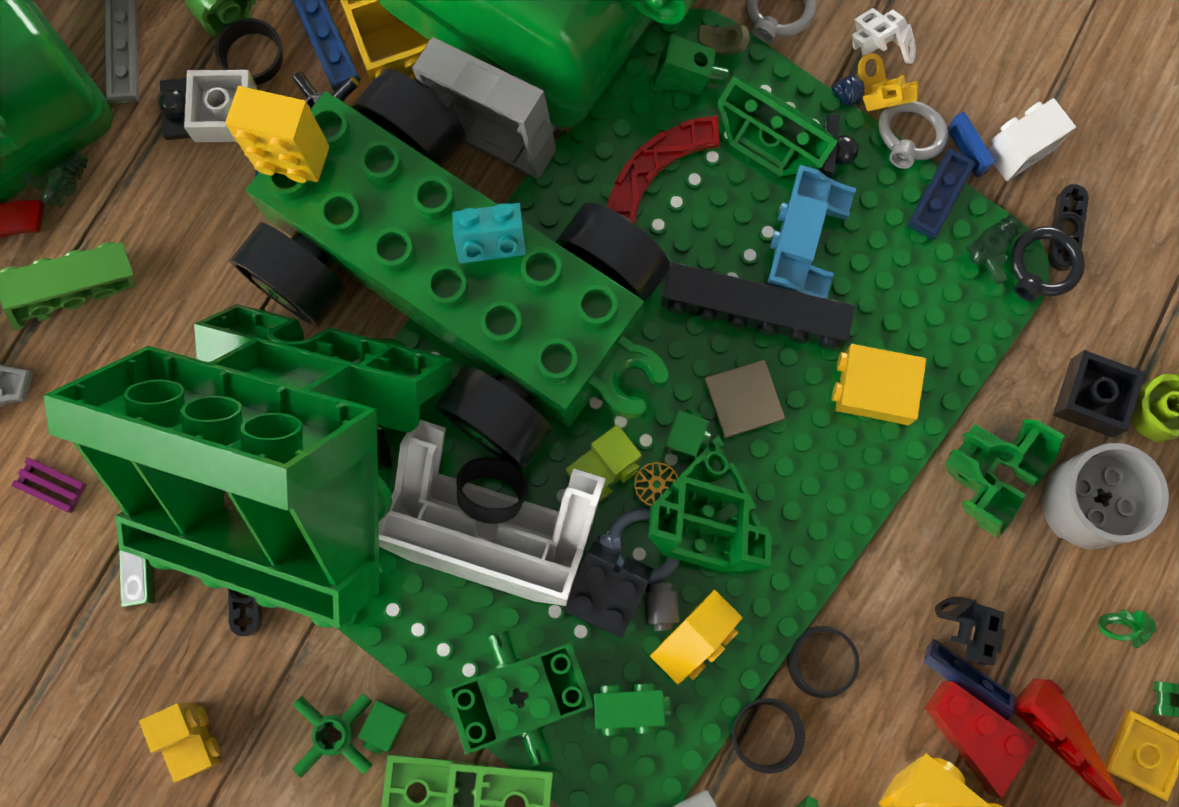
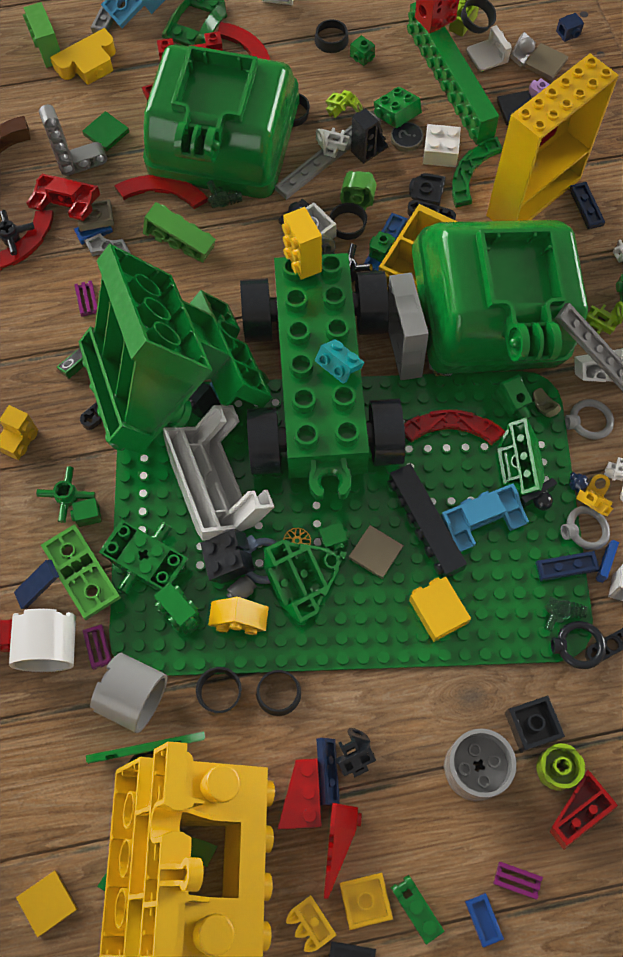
camera: 55 degrees right, 10 degrees down
(333, 42) = (380, 245): none -> green brick
(491, 468) = (236, 456): black tyre -> none
(611, 458) = (287, 510): lime brick -> none
(980, 455) = (468, 714): green piece -> none
(1139, 622) = (431, 839): green piece -> none

